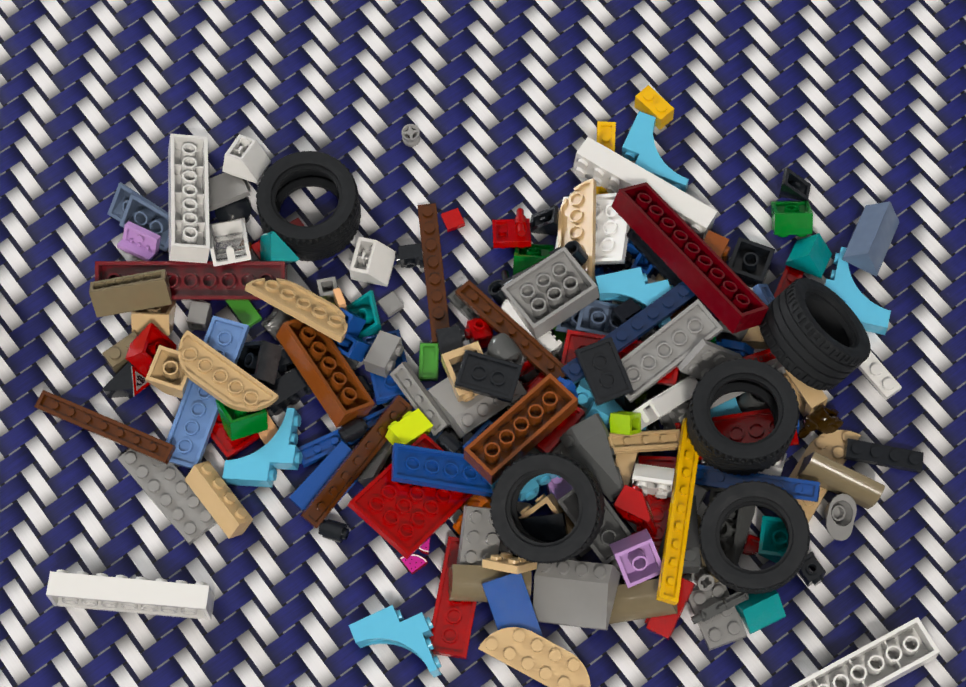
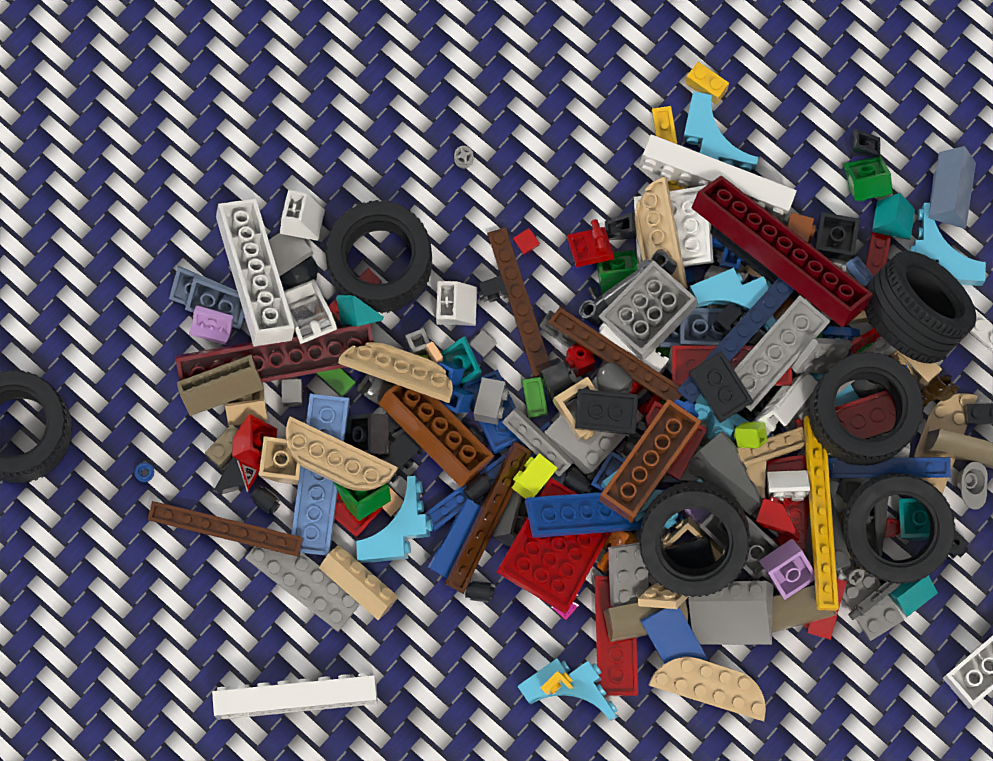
camera: 15 degrees left, 10 degrees up
(41, 359) = (142, 466): none -> blue plate
(150, 408) = (265, 499): none -> black brick
(384, 625) = (554, 682): none -> yellow bracket

